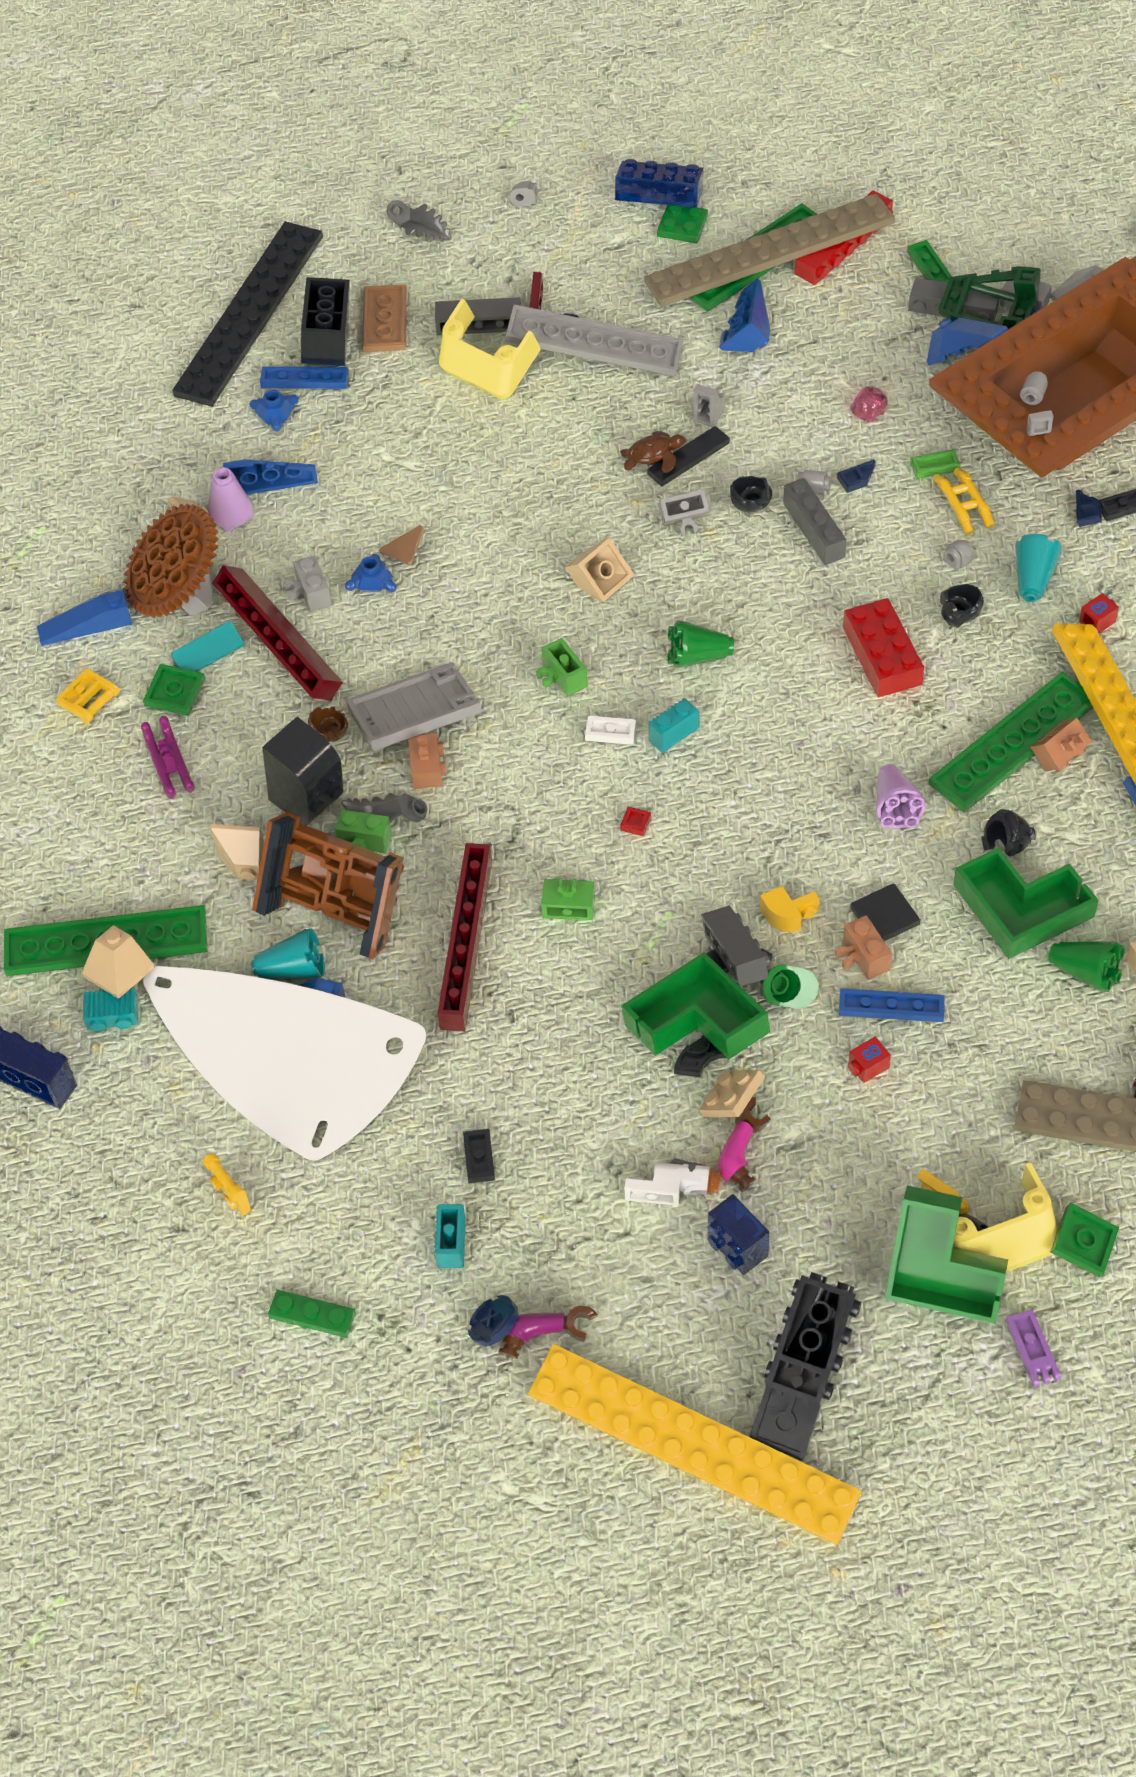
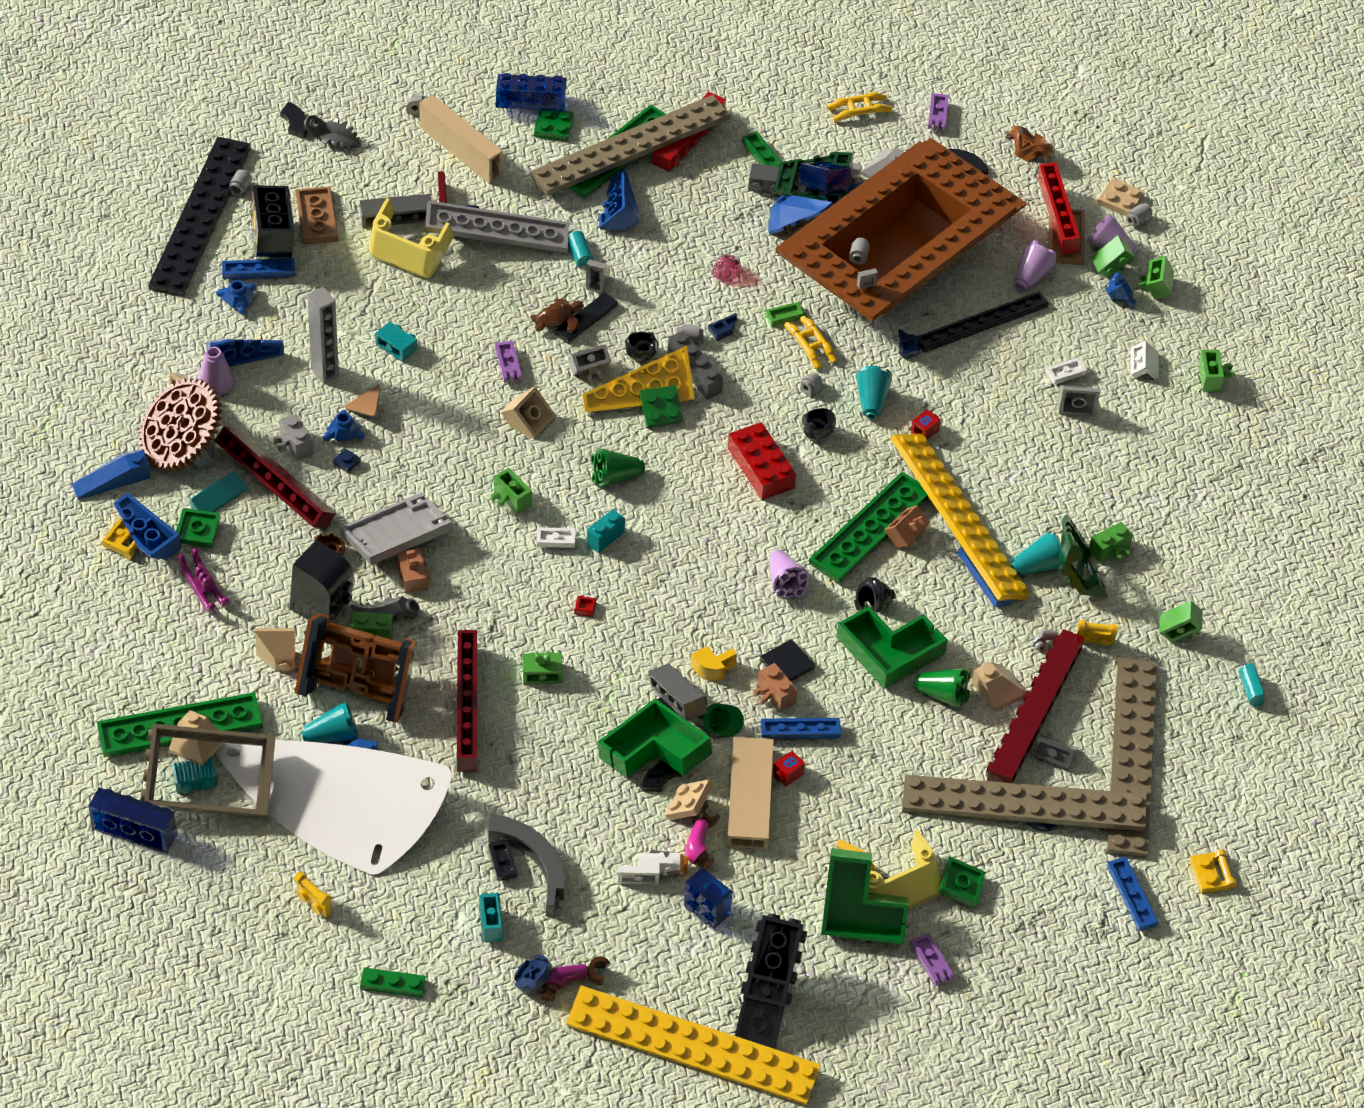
camera: 15 degrees left, 5 degrees down
(54, 987) = (152, 755): none -> dark tan window
(109, 689) = (147, 529): none -> blue wedge
(297, 276) = (240, 182): none -> light grey brick
(355, 459) = (323, 334): none -> light grey brick
(369, 616) = (346, 460): none -> dark blue plate
(378, 202) = (295, 118): none -> black tile
(452, 472) = (396, 341): none -> teal brick
(525, 1142) = (537, 848): none -> dark grey arch
(567, 235) = (461, 139): none -> tan brick
(584, 504) = (508, 361): none -> medium lavender hinge
(691, 370) = (579, 248): none -> teal brick
(758, 542) = (624, 390): none -> yellow wing
(765, 570) = (661, 406): none -> green plate
(814, 1090) = (750, 793): none -> tan brick
(1002, 296) = (824, 177): none -> clear blue brick
(1049, 221) = (853, 111): none -> yellow piece

